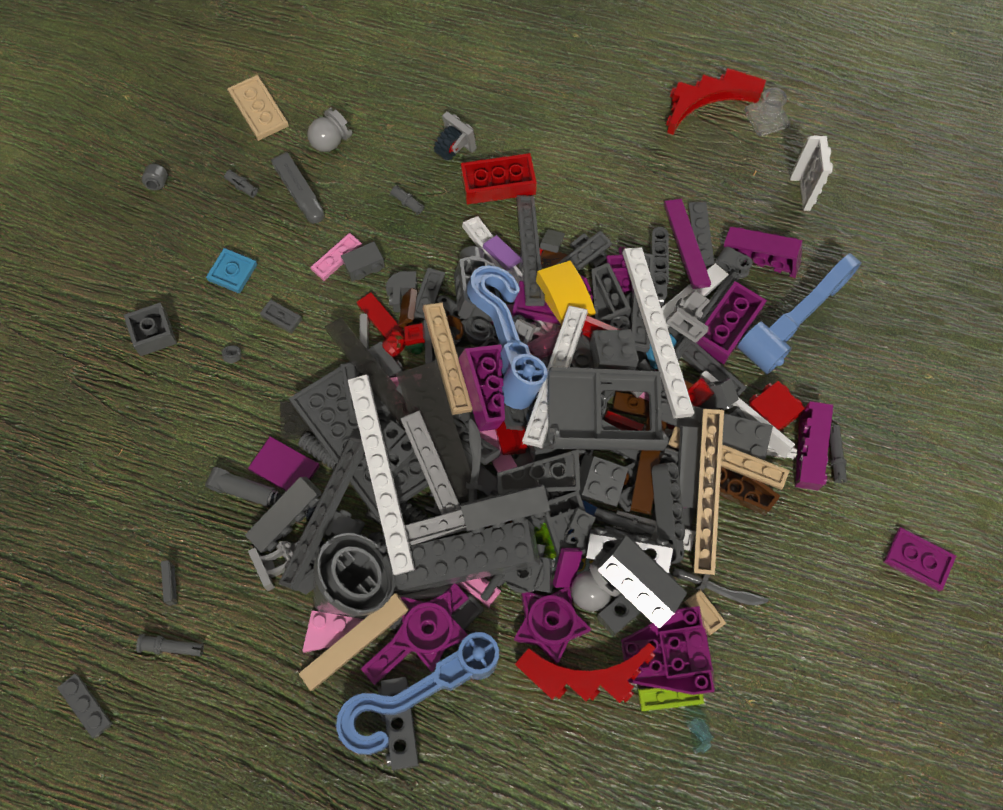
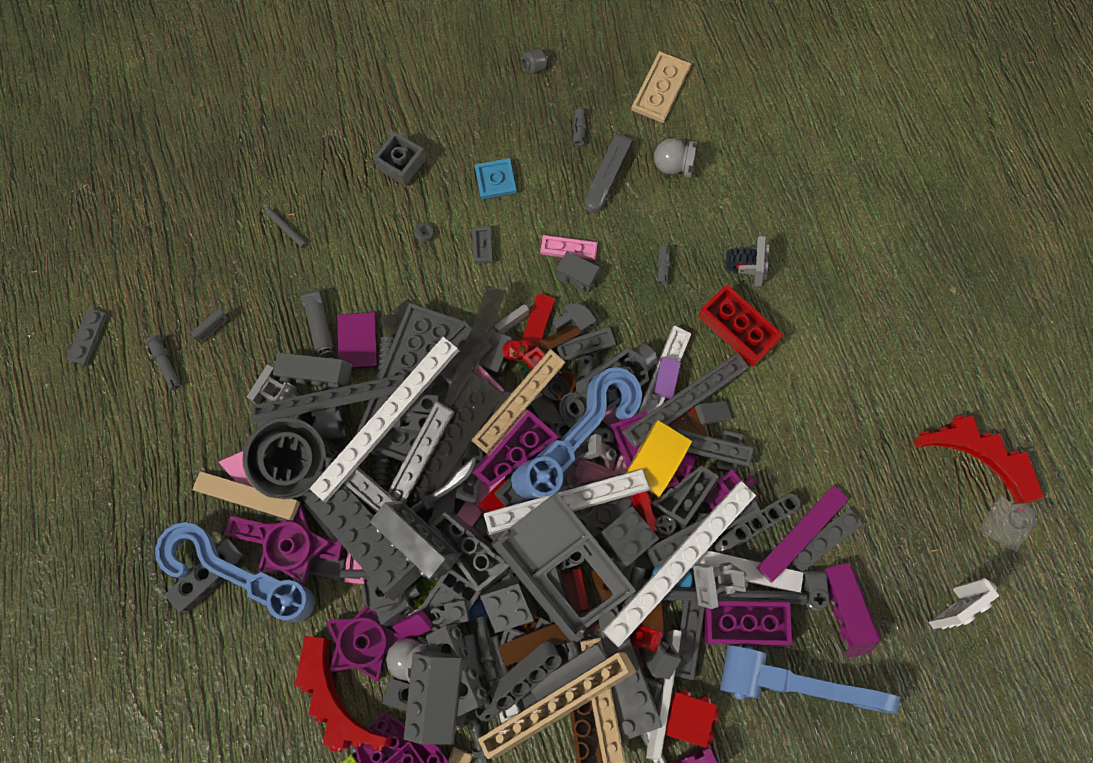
camera: 60 degrees right, 5 degrees up
(130, 463) = (286, 228): none -> dark grey bar

